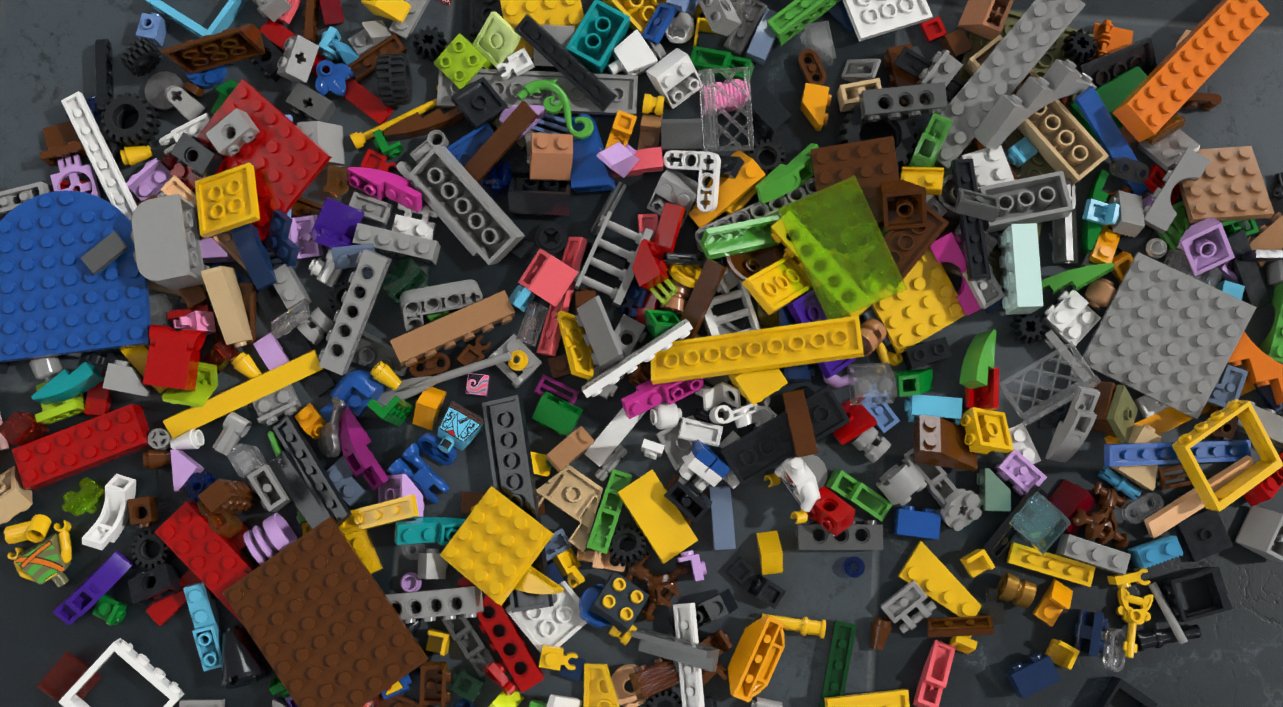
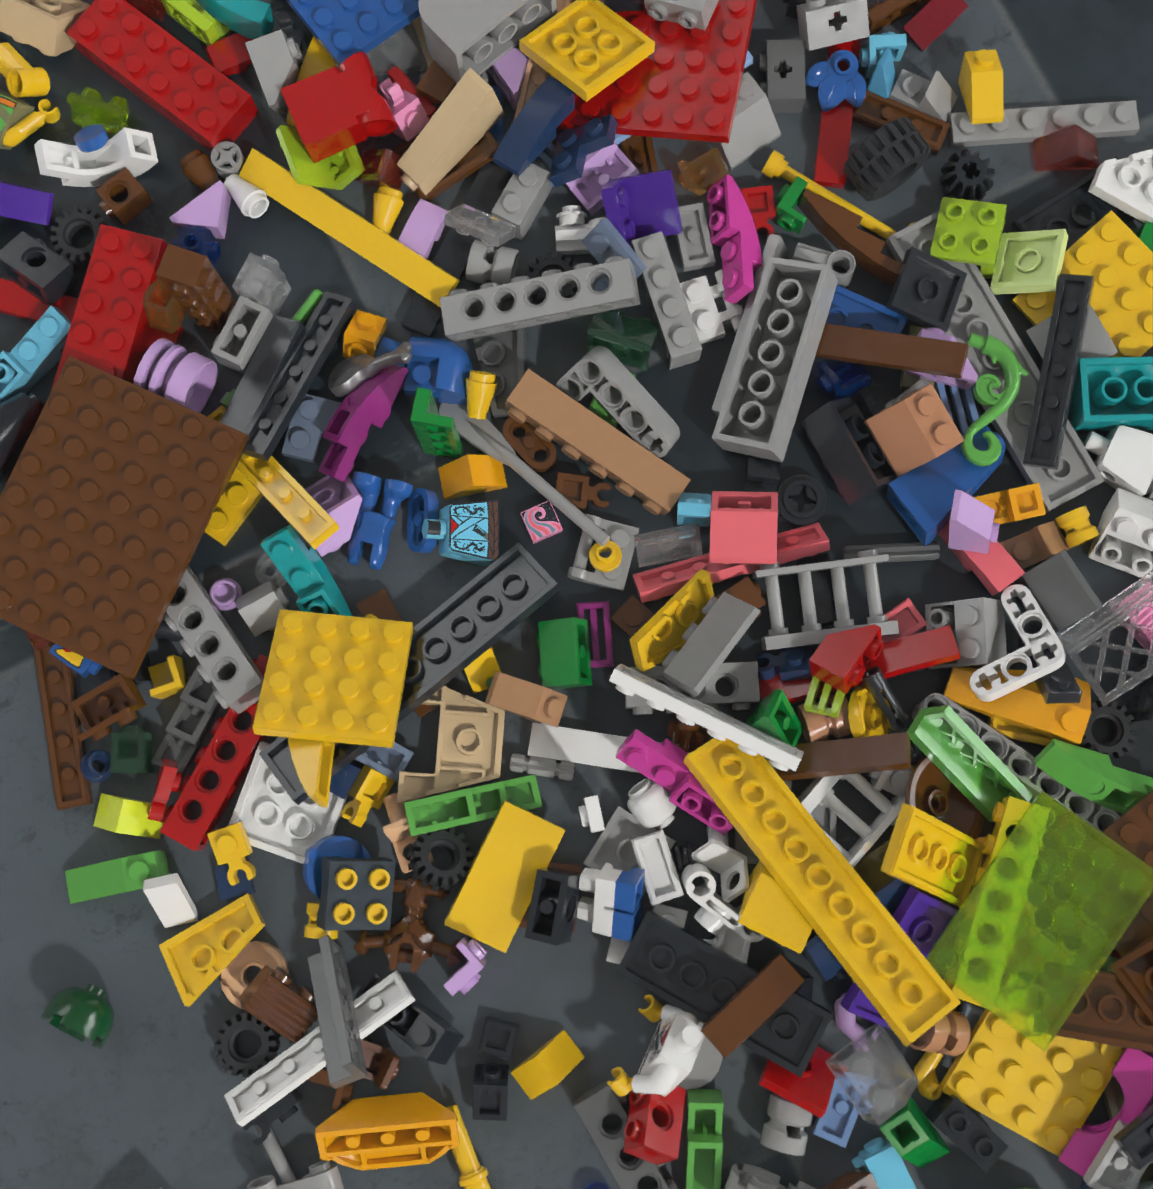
camera: 60 degrees right, 0 degrees up
(98, 509) = (91, 138): none -> blue tile
(233, 429) = (296, 244): light grey piece -> none
(276, 405) = (359, 278): light grey bracket -> none
(518, 62) = (1016, 309): white plate -> none
(722, 518) = (555, 969): sand blue slope -> none

